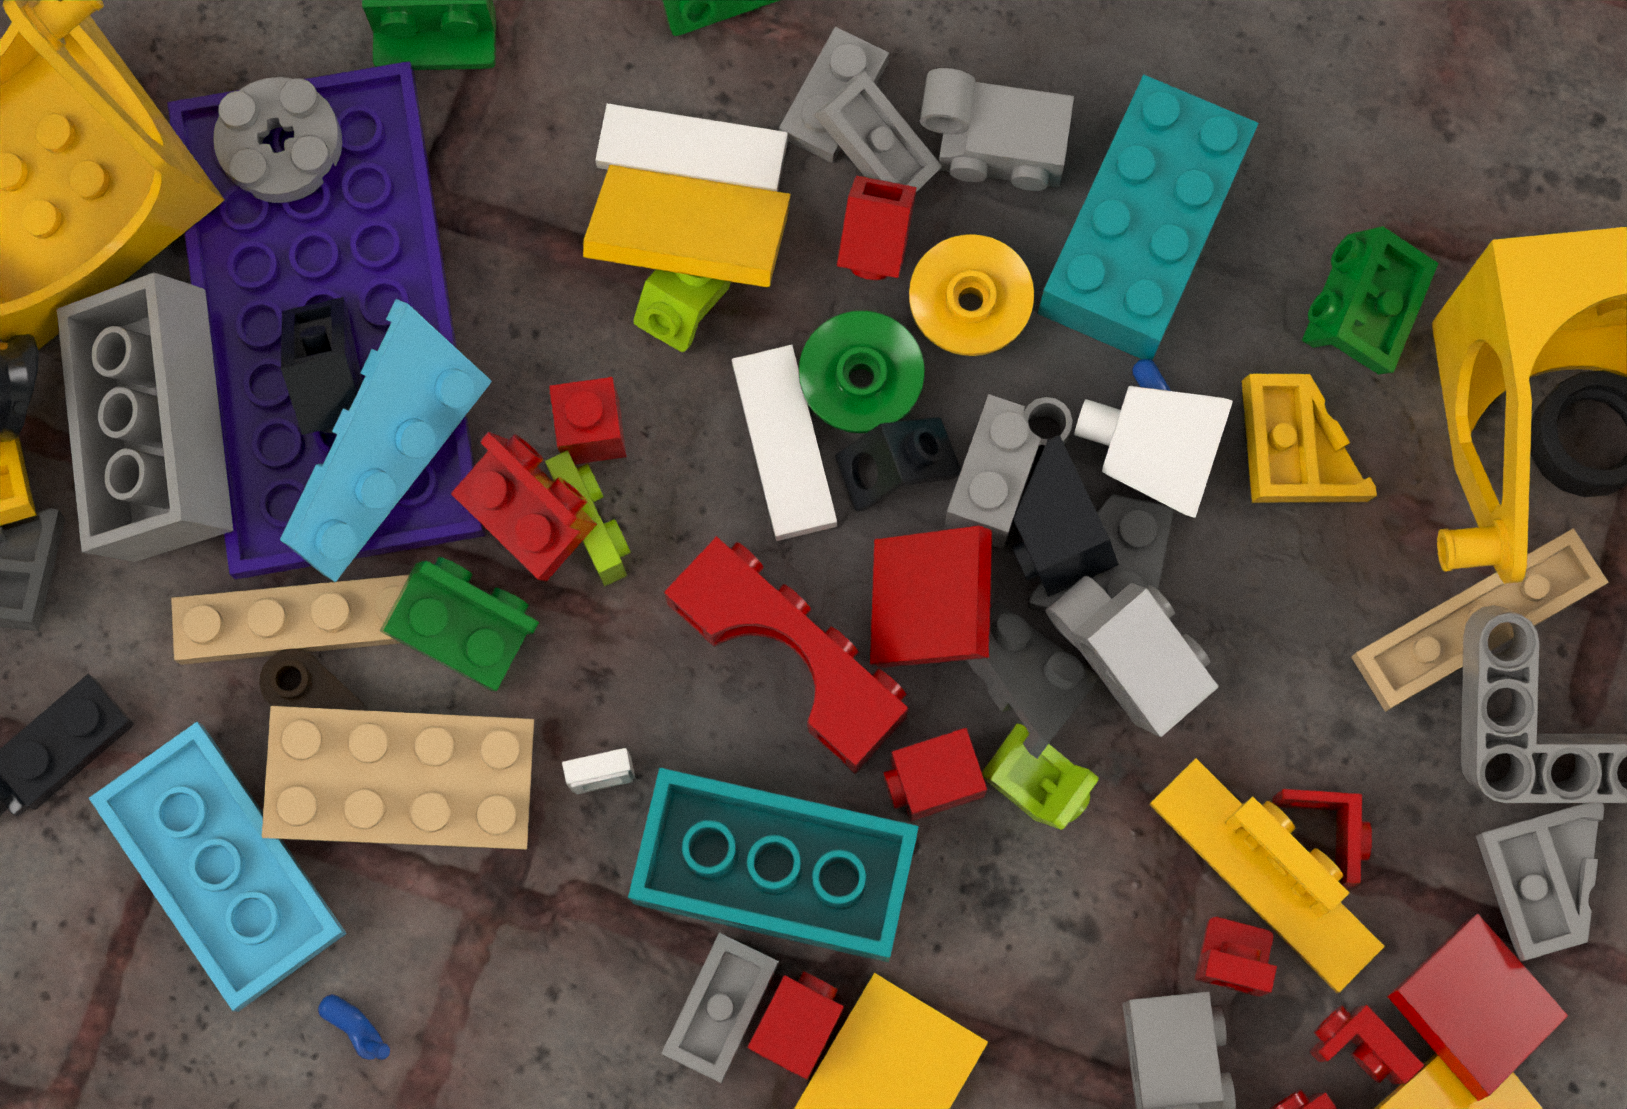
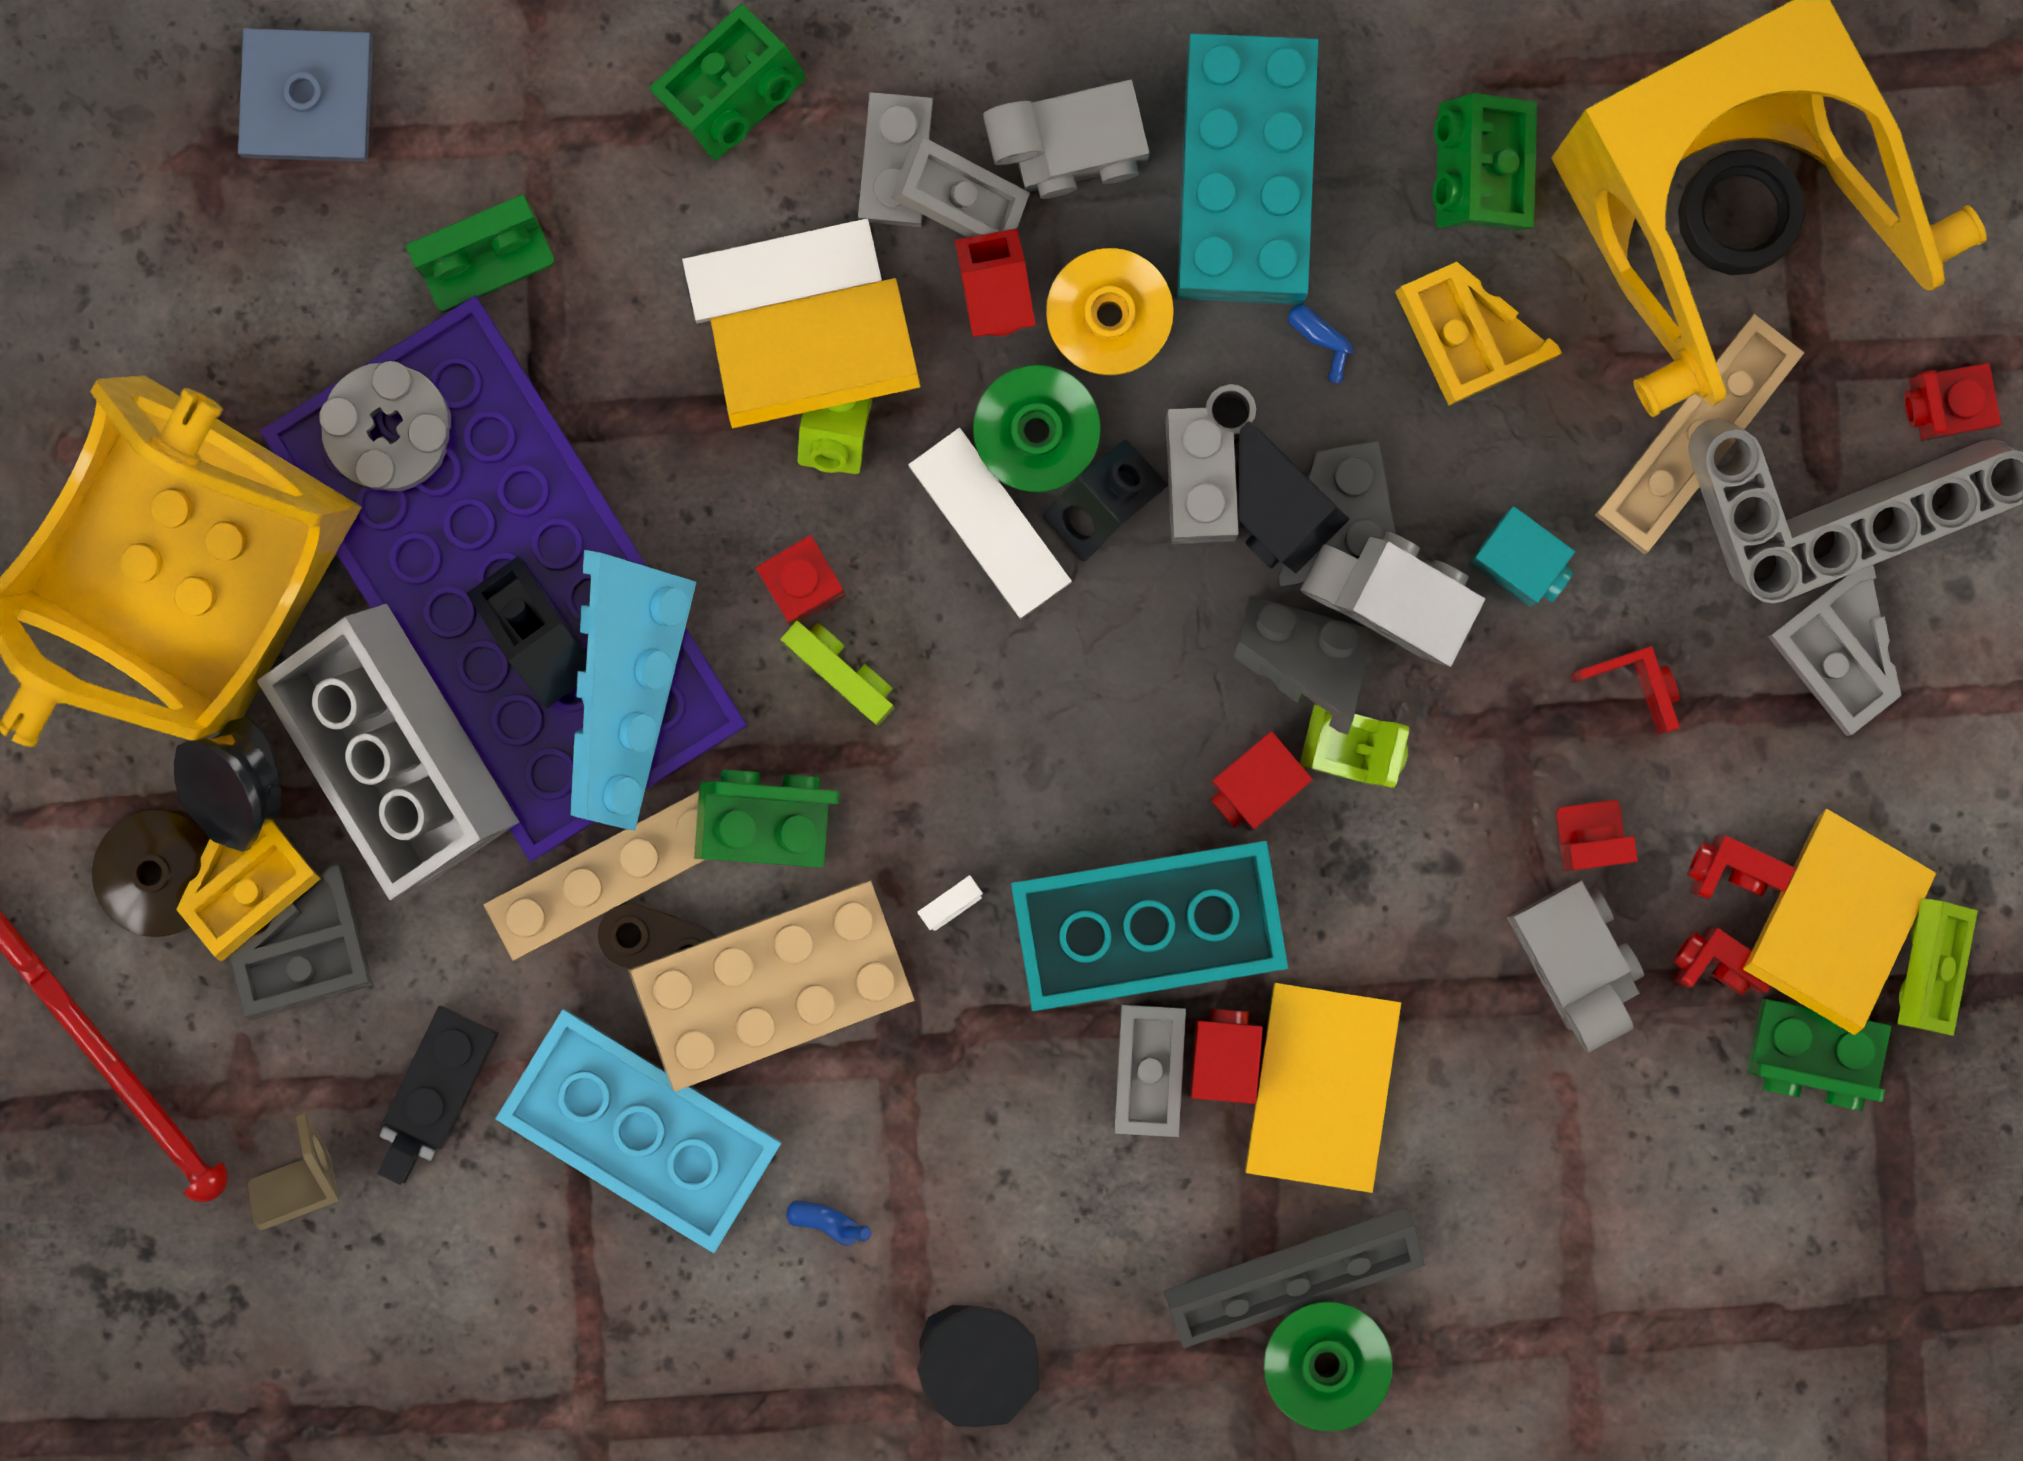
camera: 25 degrees left, 10 degrees up
(523, 506) = (781, 690): red bracket -> none
(730, 599) = (1155, 750): red arch -> none
(931, 597) = (1189, 620): red tile -> none
(1159, 442) = (1343, 386): white torso -> none
(1269, 667) = (1524, 559): none -> teal brick
(1271, 872) = (1593, 746): yellow bracket -> none
(1478, 1007) = (1824, 793): tile -> none

